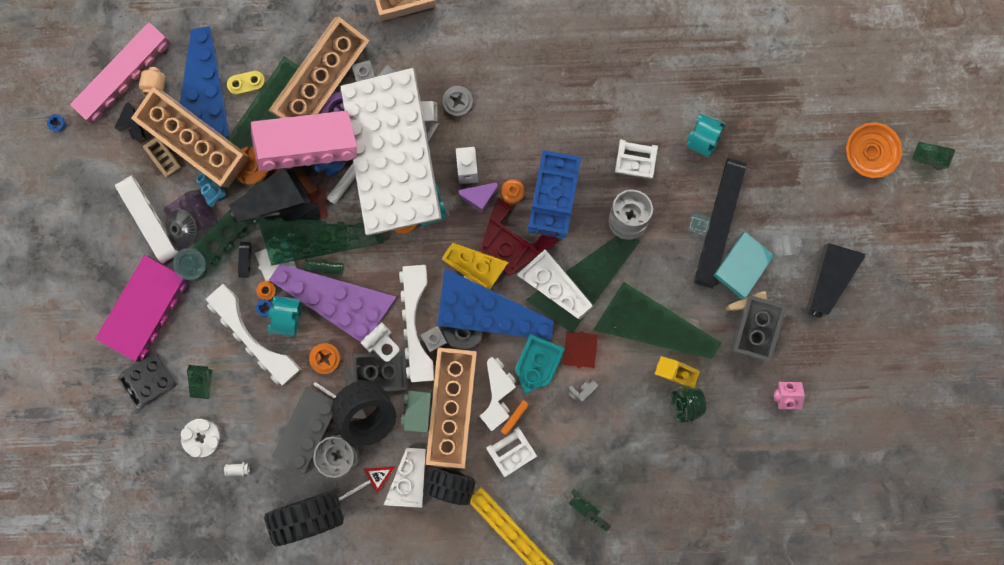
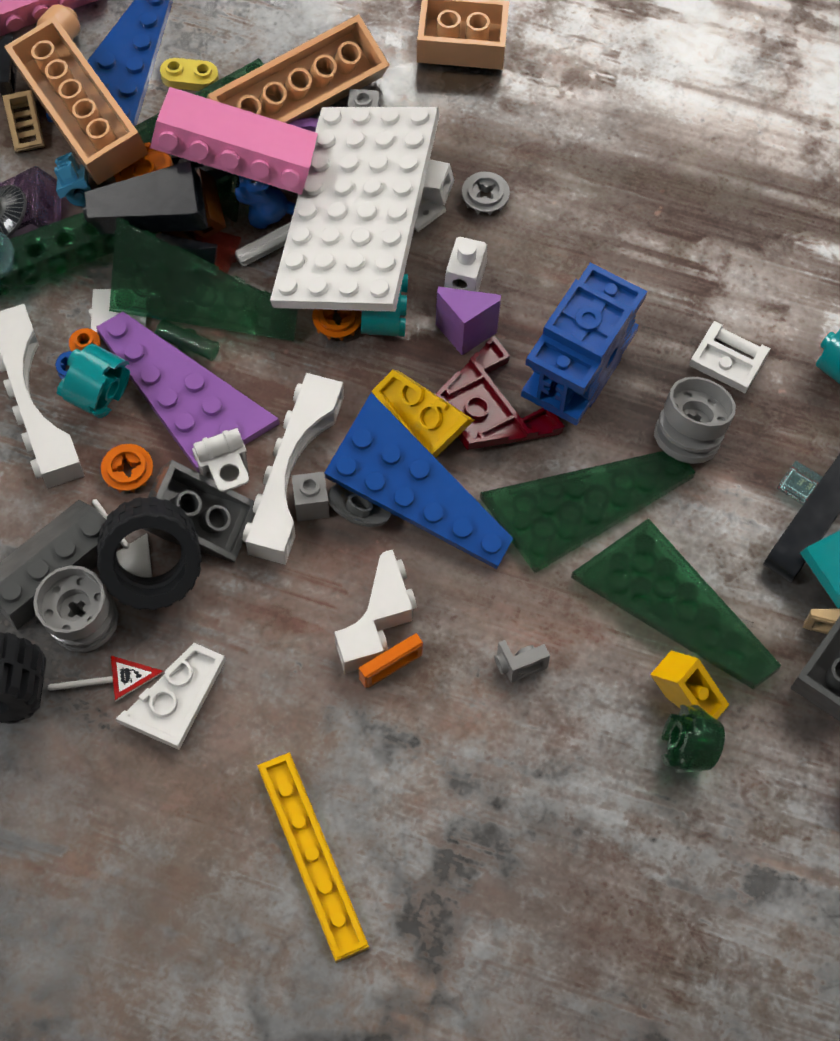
camera: 20 degrees right, 20 degrees down
(244, 260) = (73, 290): black beam -> none
(418, 411) = (237, 591): sand green slope -> none
(449, 486) = (238, 720): black tyre -> none
(451, 408) = (292, 606): light nougat brick -> none
(512, 191) = (520, 332): orange head -> none
(515, 457) = (365, 725): white plate -> none
(538, 363) = (462, 592): teal tile -> none
(553, 282) = (537, 481): white wing -> none
(580, 349) = (540, 598): clear red piece -> none
(586, 508) = (450, 826): clear green wing -> none

